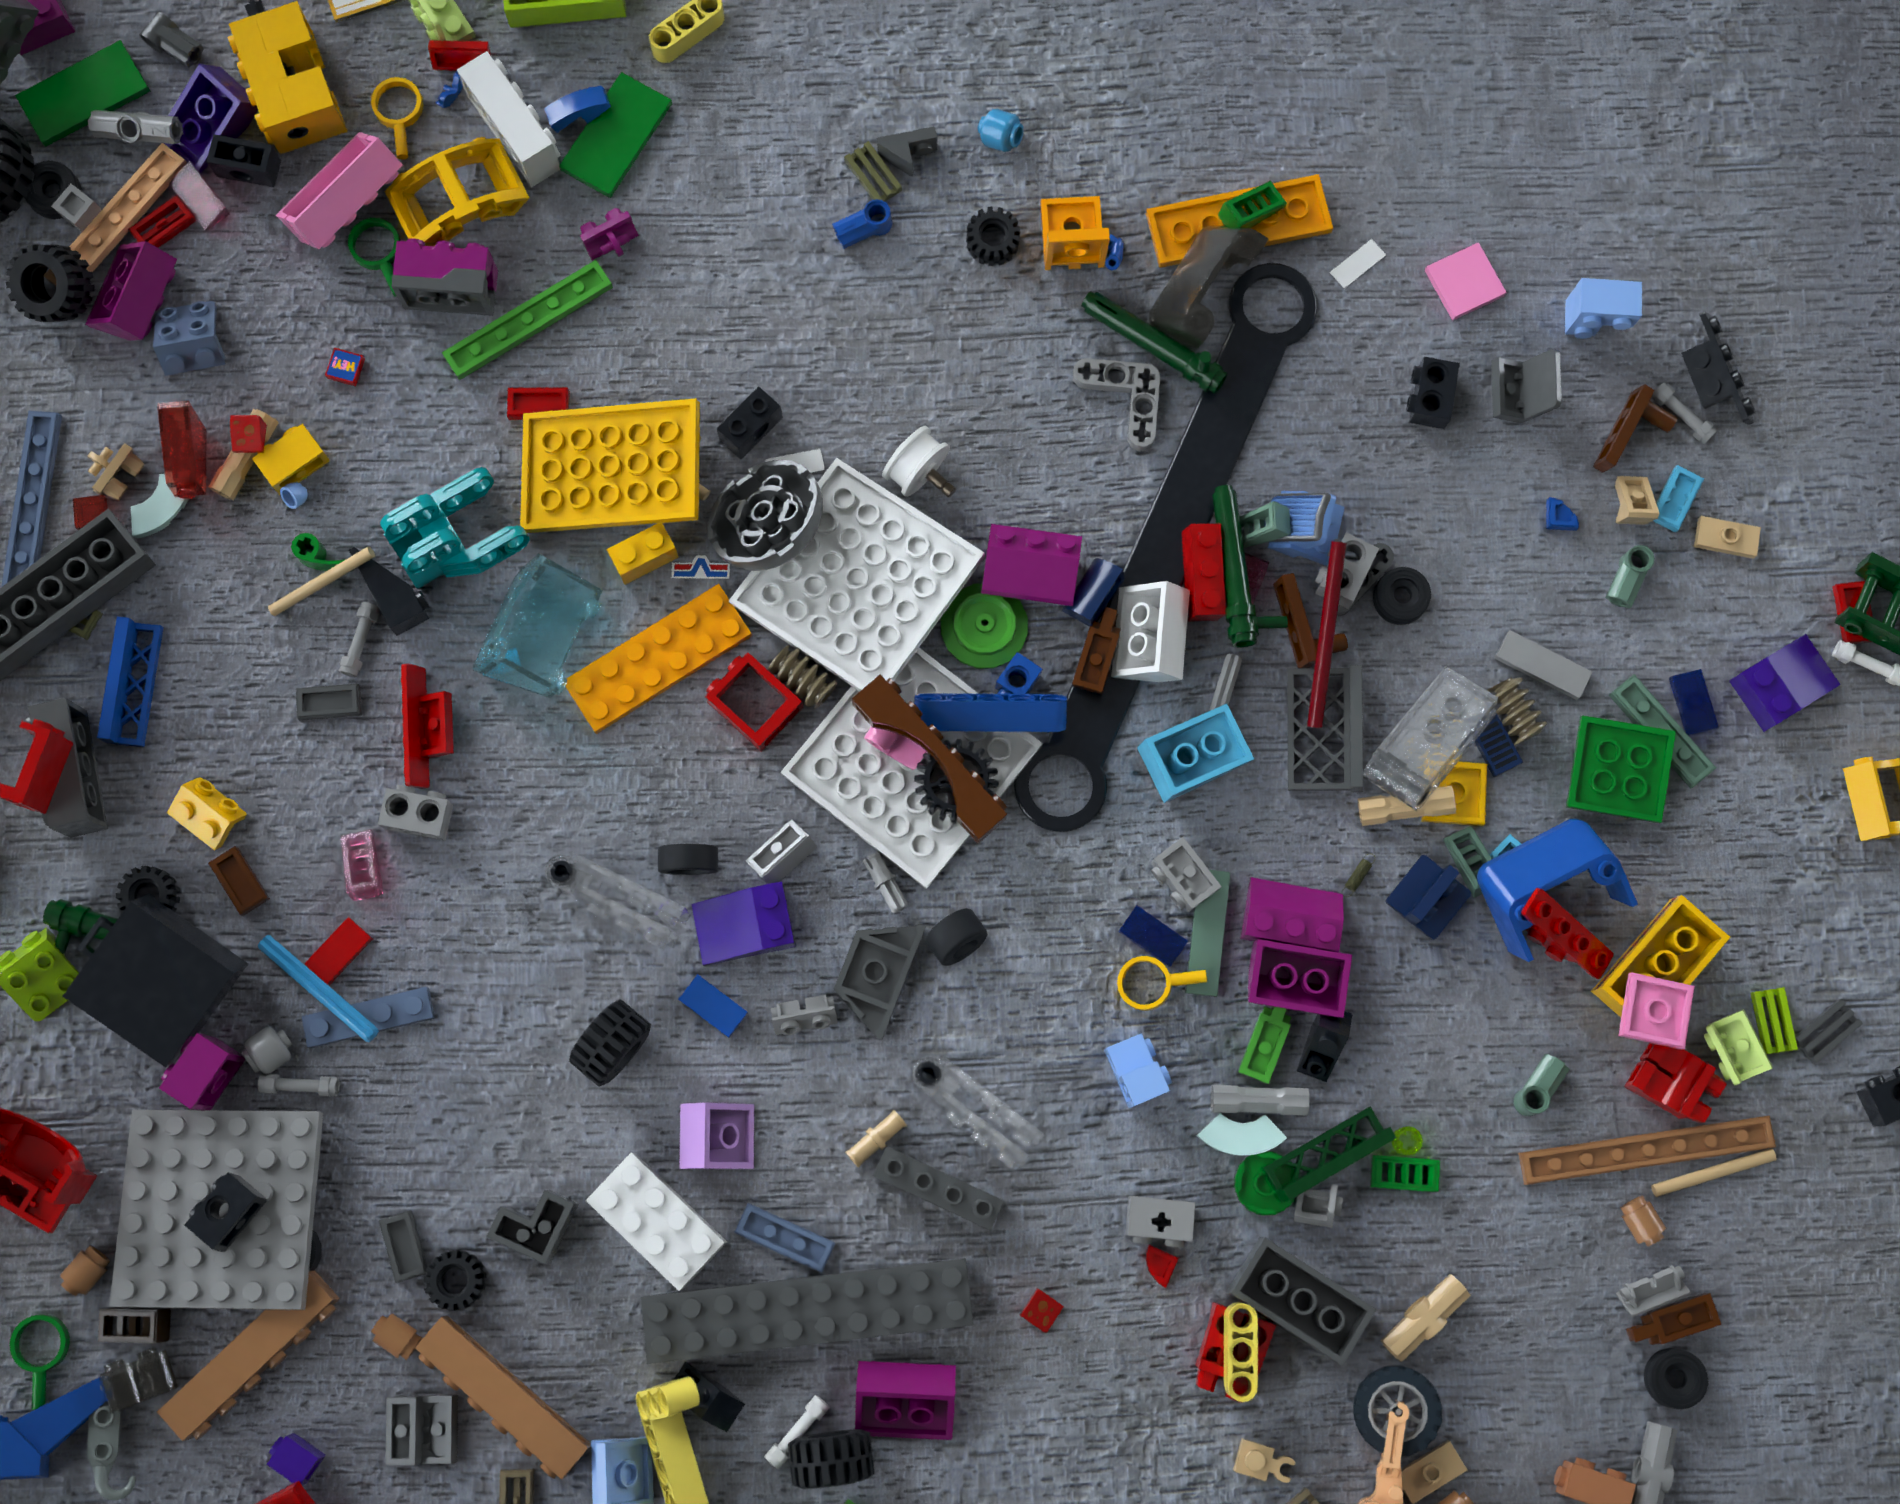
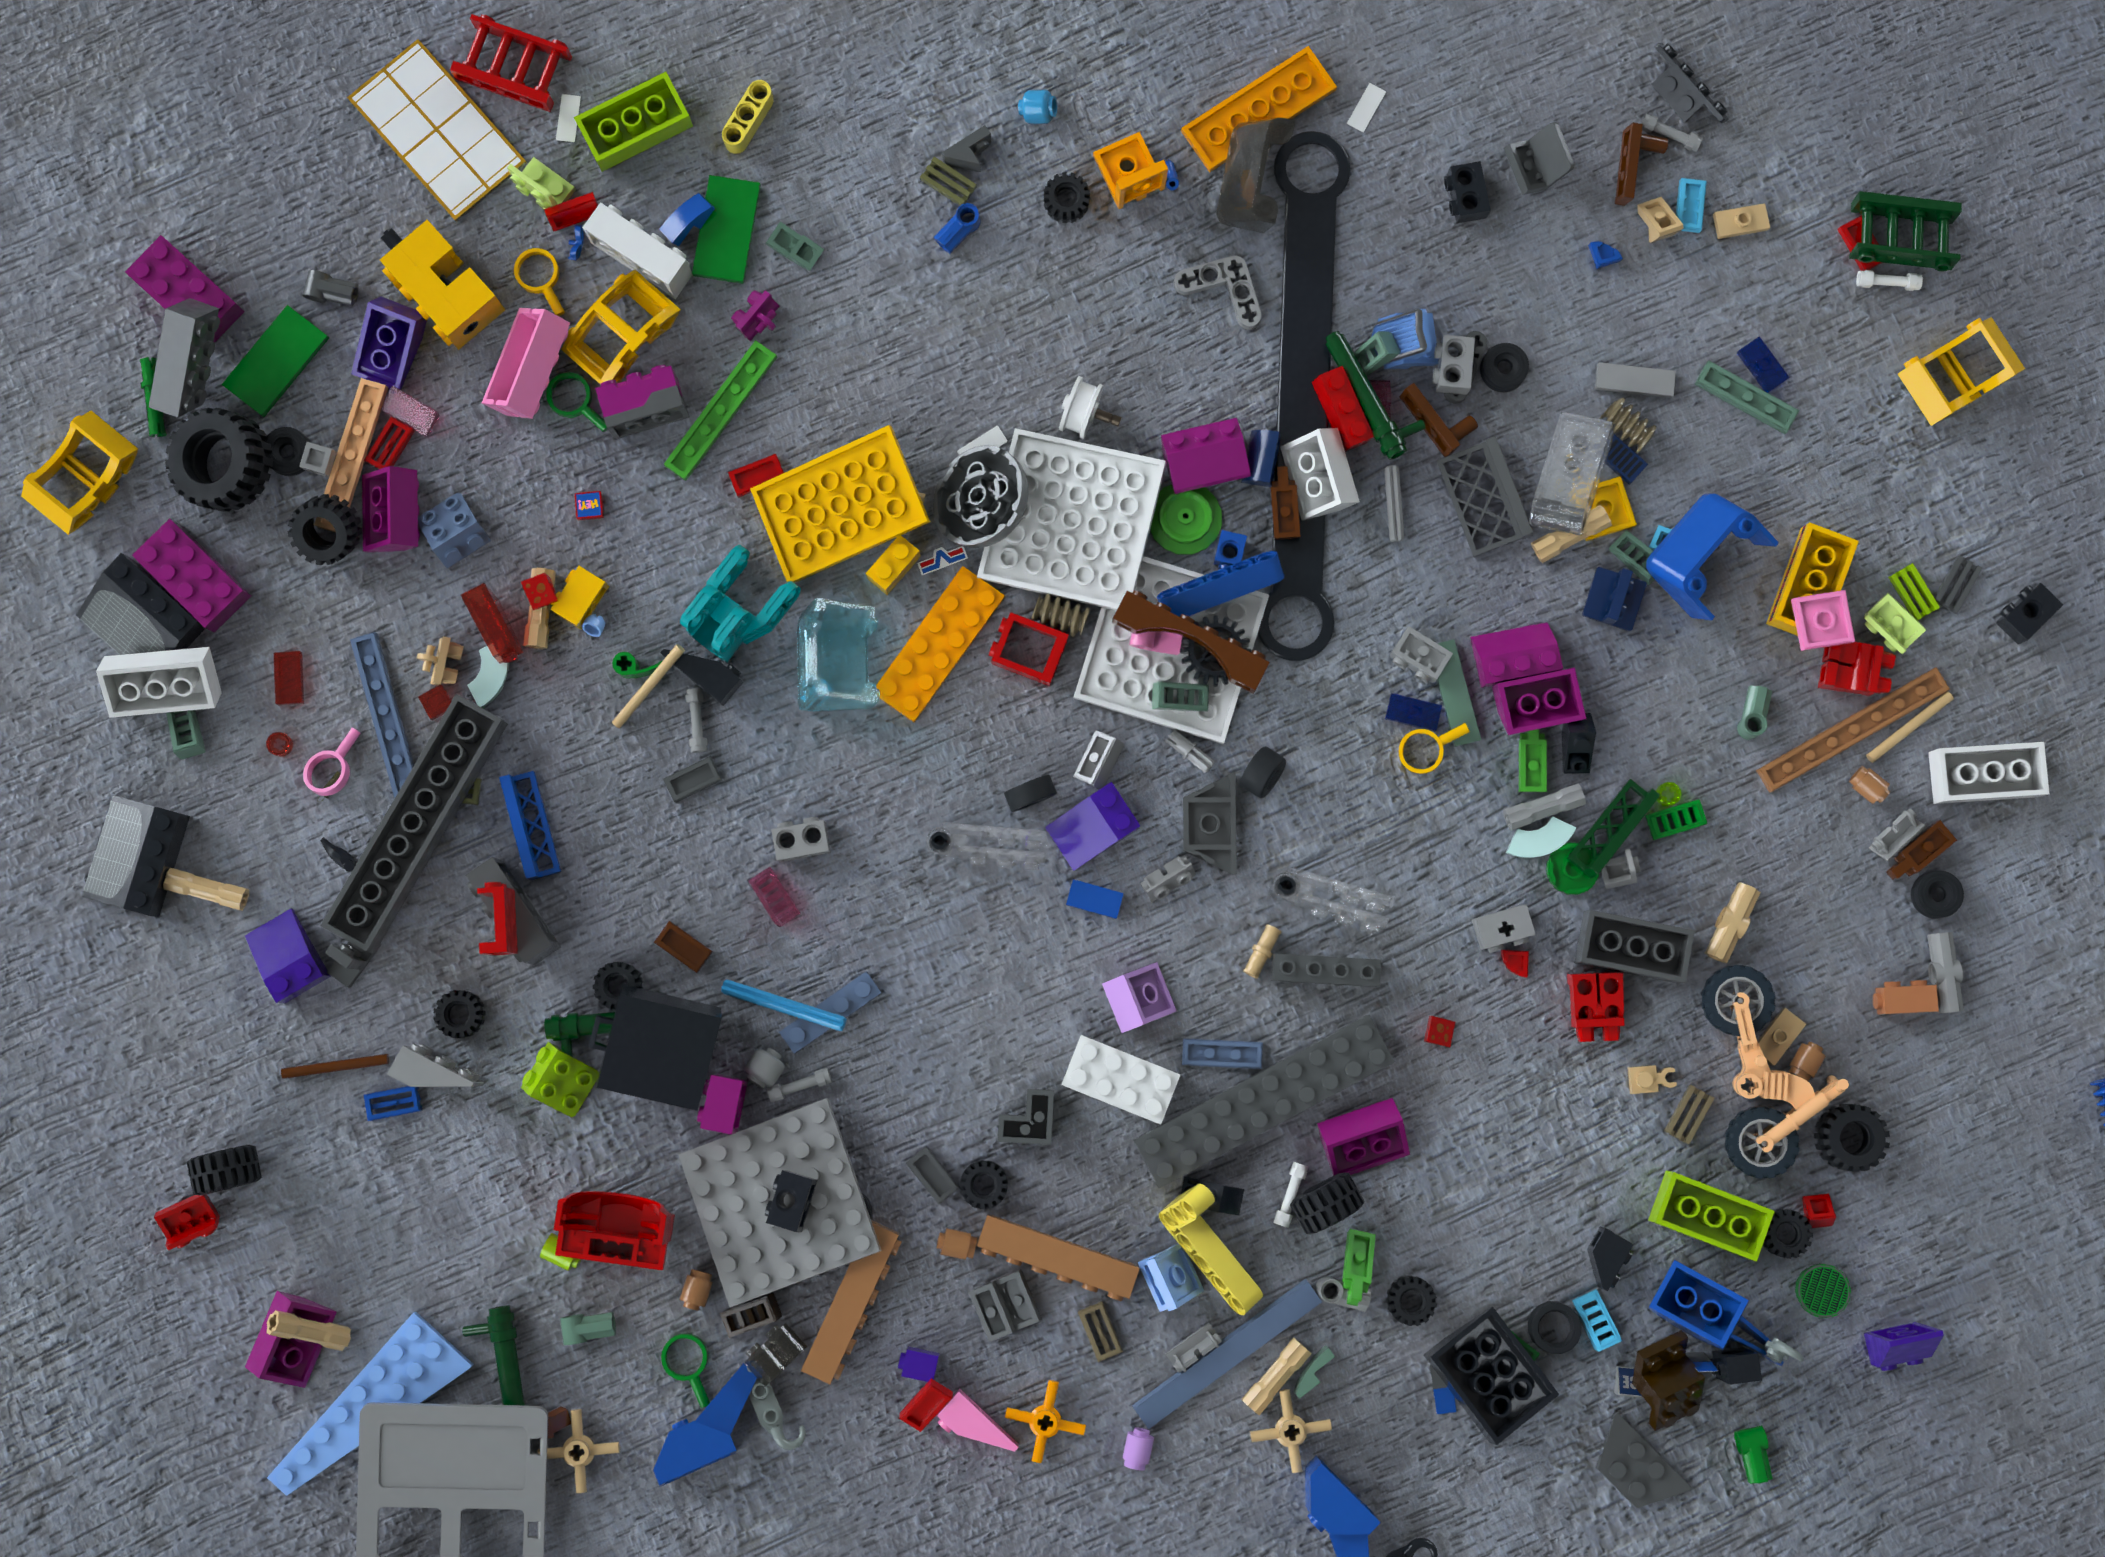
camera: 20 degrees left, 5 degrees up
(149, 127) = (348, 369): light grey piece -> none
(205, 812) = (634, 903): yellow bracket -> none
(243, 160) = (435, 367): black brick -> none
(338, 951) = (785, 970): red tile -> none
(425, 725) = (779, 767): red bracket -> none
(609, 1042) = (1030, 958): black tyre -> none
(680, 179) = (794, 246): none -> sand green slope
(749, 422) = (934, 426): black brick -> none
(873, 805) = (1158, 696): none -> sand green slope
(1136, 1071) = (1443, 823): light blue brick -> none
(1192, 365) = (1269, 244): dark green cylinder -> none
(1194, 752) = (1391, 556): medium azure slope -> none
(1234, 215) = (1258, 109): green slope -> none
(1249, 1366) = (1615, 1010): light yellow beam -> none
(1326, 634) = (1459, 422): dark red piece -> none
(1358, 875) = (1553, 602): olive piece -> none
(1465, 281) = (1458, 89): bright pink tile -> none
(1564, 935) = (1731, 588): red bracket -> none
(1602, 303) = (1575, 69): light blue brick -> none
(1620, 769) = (1726, 440): green plate -> none
(1630, 578) = (1677, 284): sand green piece -> none
(1784, 682) = (1828, 322): dark purple slope -> none
(1786, 1260) = (1988, 772): none -> white brick

